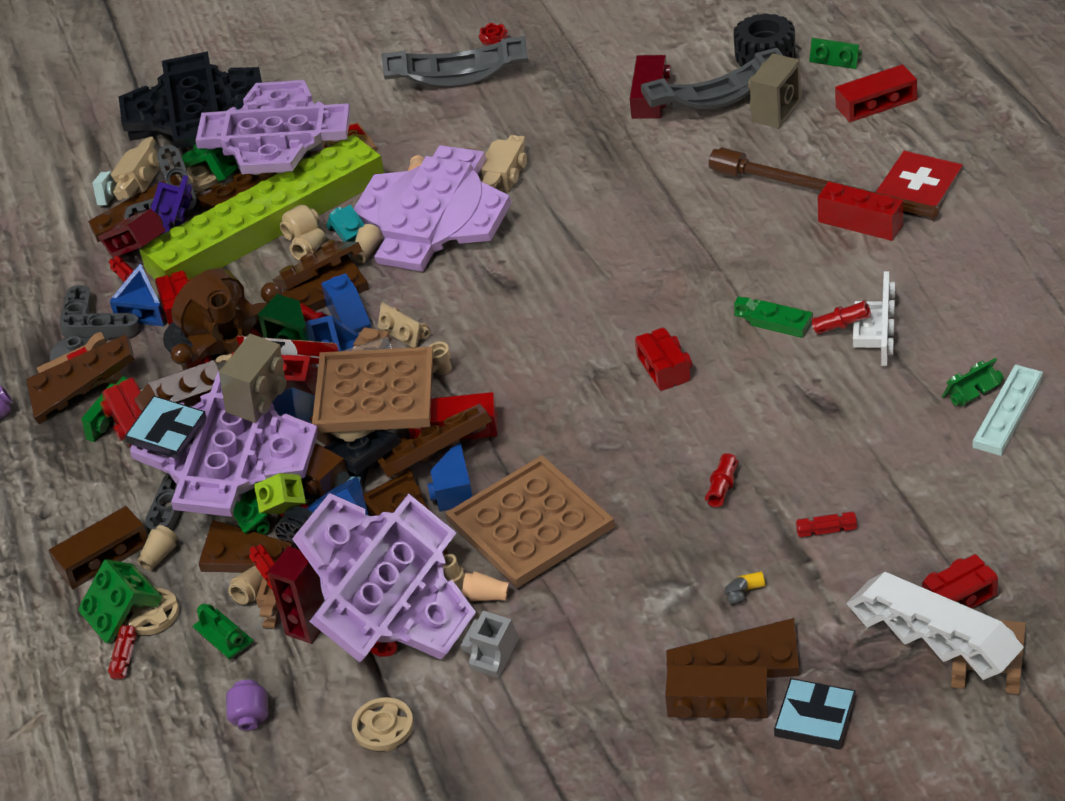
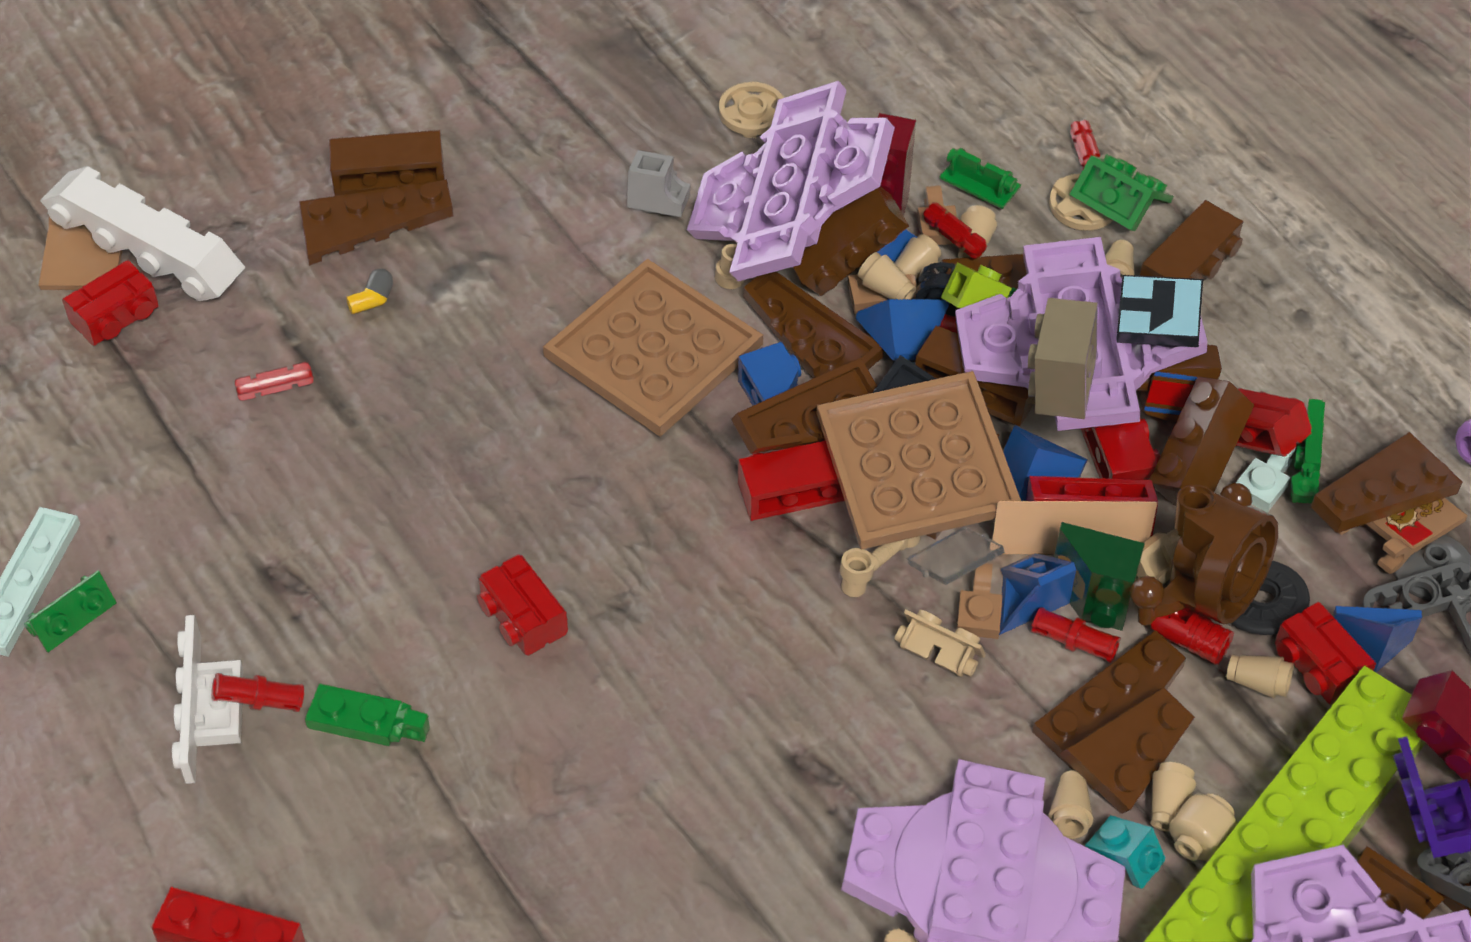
camera: 160 degrees right, 10 degrees up
(247, 705) = (907, 96): medium lavender head -> none
(345, 302) = (1046, 664): blue slope -> none
(484, 588) = (687, 254): light nougat cone -> none
(721, 480) = (413, 424): red pin -> none
(815, 713) = (279, 164): tile -> none

